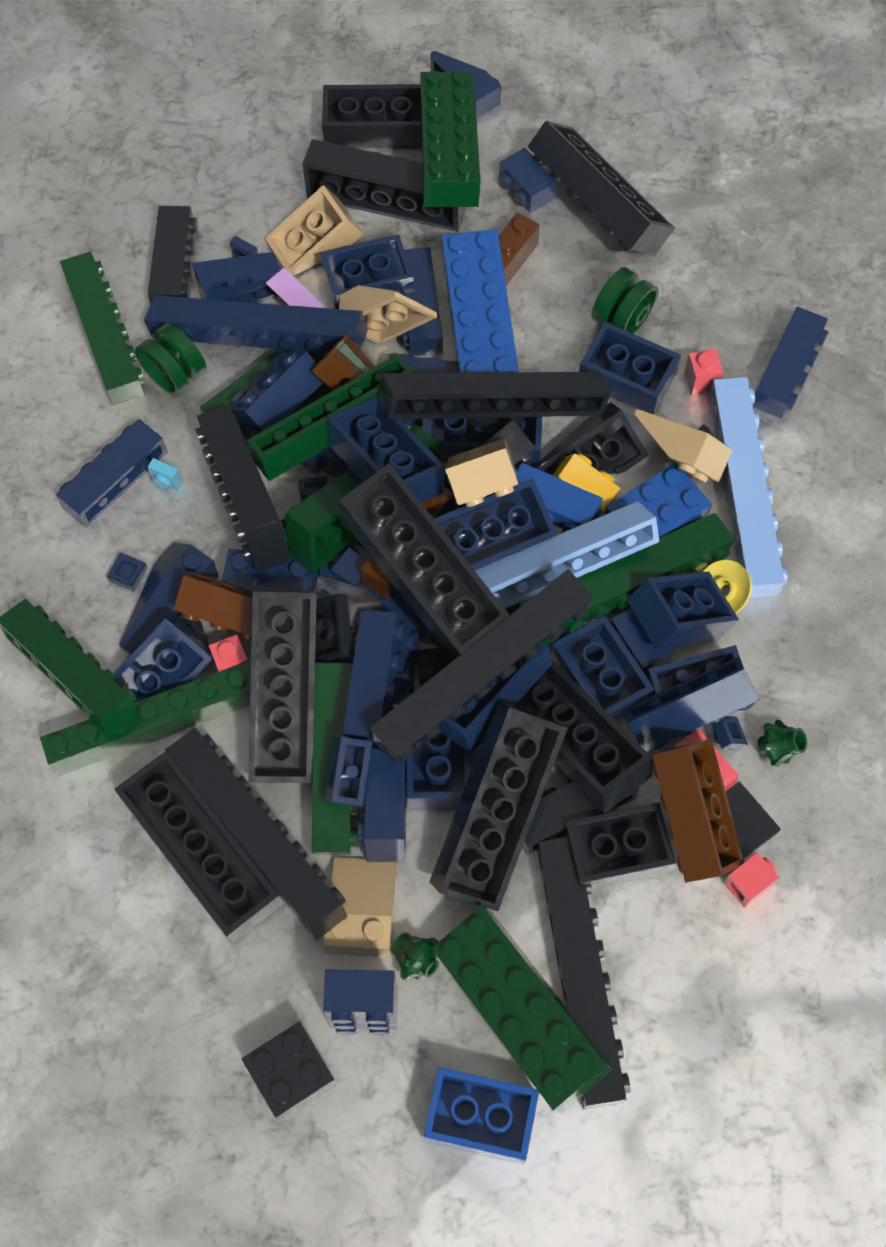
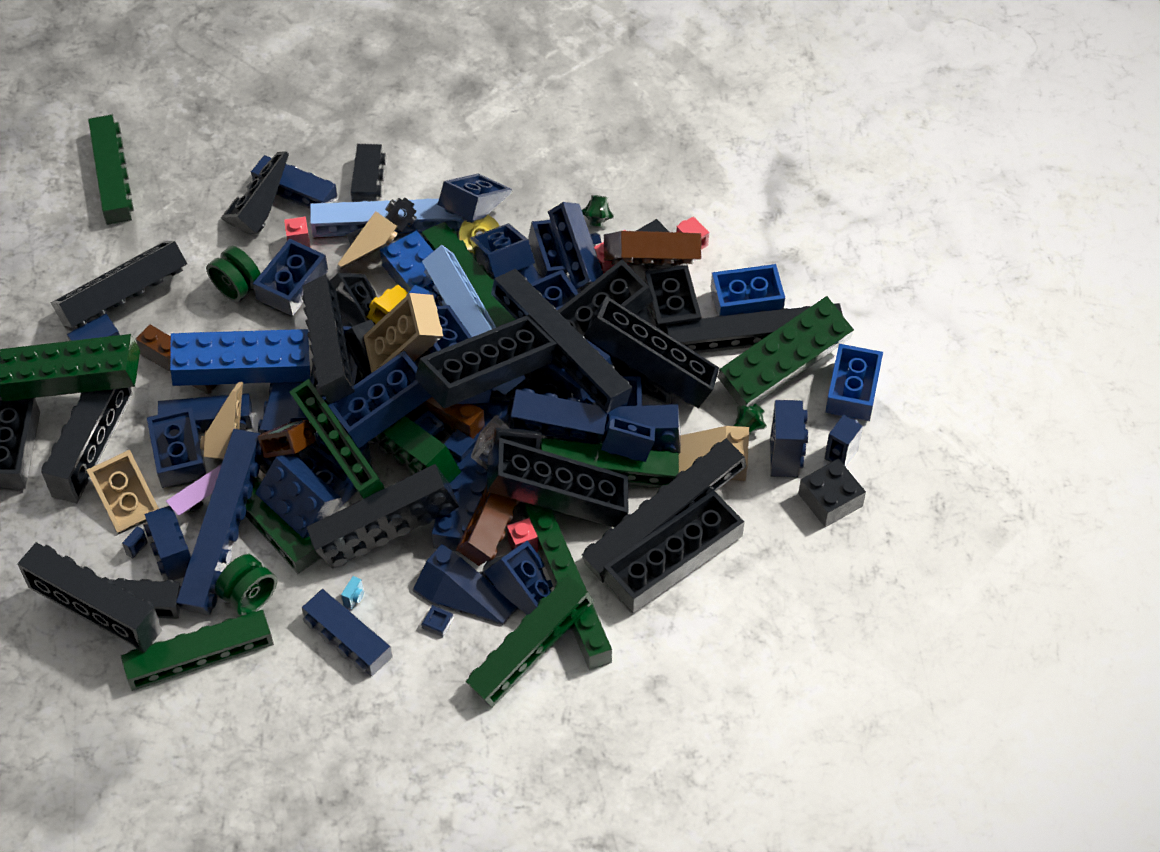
camera: 90 degrees left, 10 degrees down
(145, 204) = (90, 596): none -> black brick
(368, 1091) = (843, 440): none -> dark blue brick
(641, 958) = (747, 290): none -> blue brick
(727, 475) = (408, 217): none -> black brick
(741, 314) = (254, 207): none -> black wedge
(775, 567) = (472, 196): none -> dark blue slope
(791, 162) = (110, 170): none -> dark green brick
(817, 445) = (368, 173): none -> black brick

